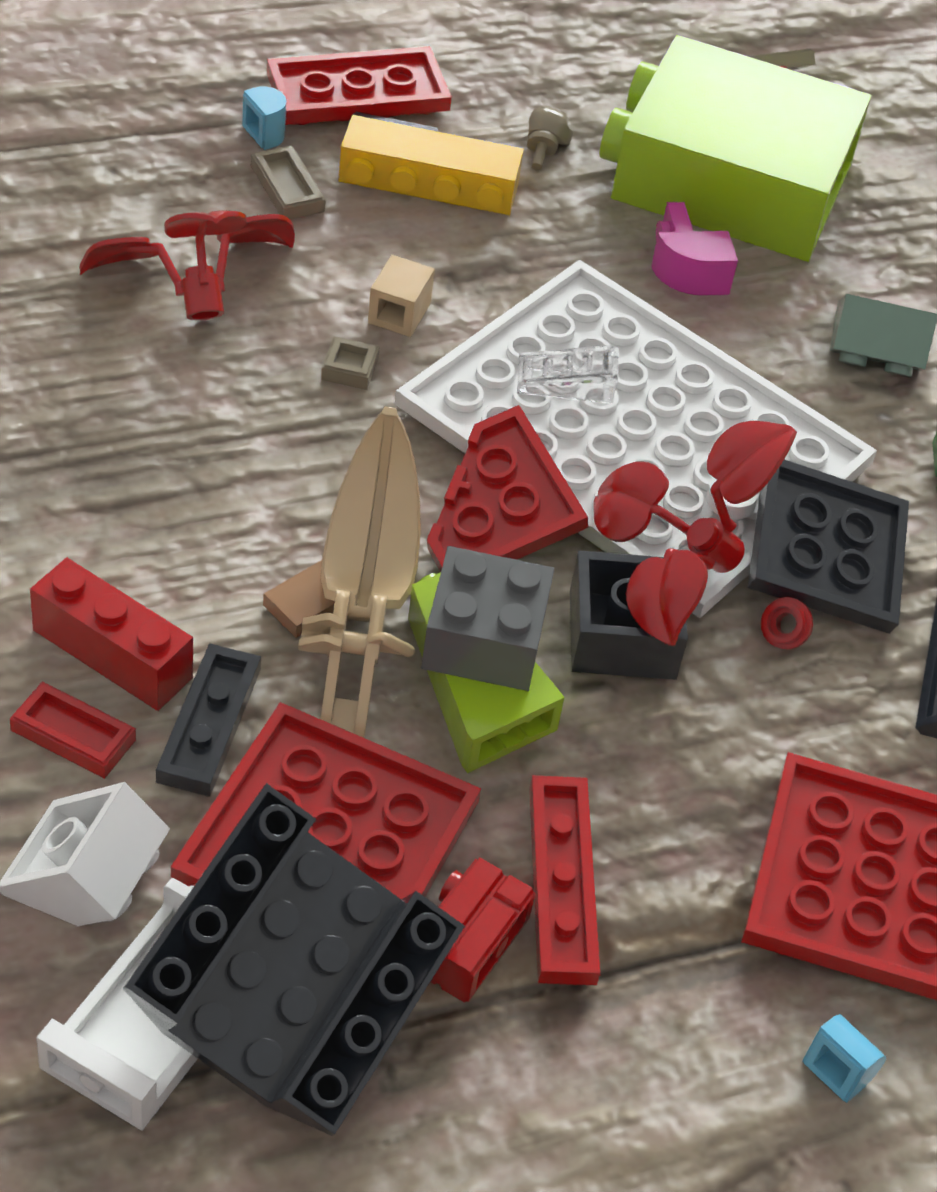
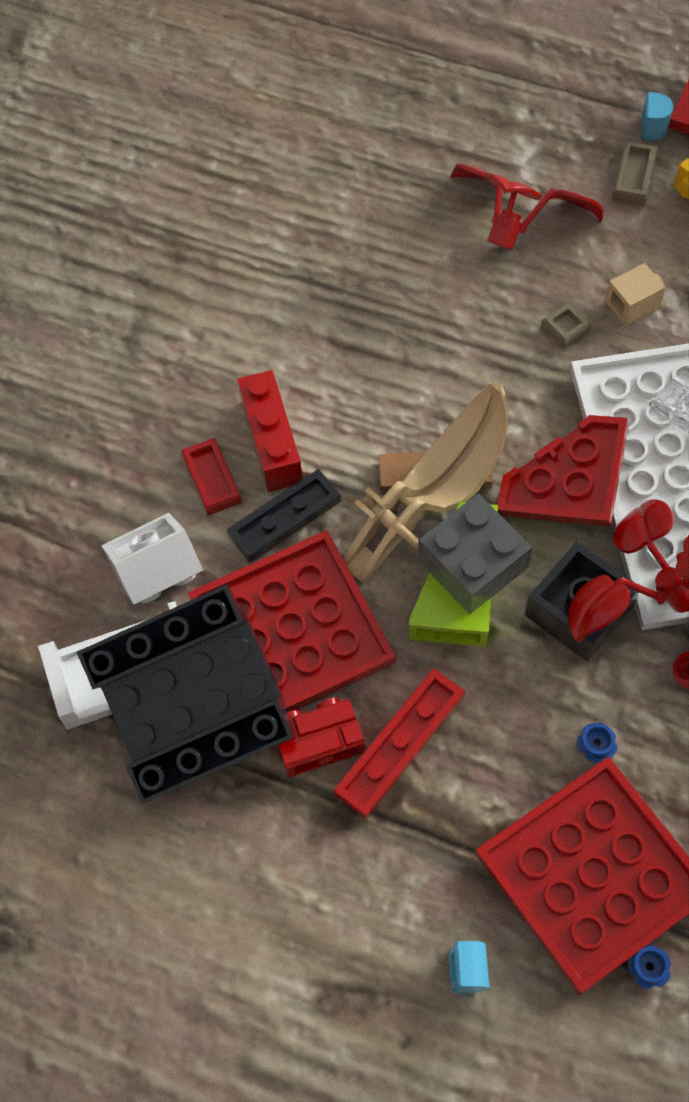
camera: 50 degrees right, 15 degrees up
(762, 739) = (599, 732): none -> blue plate

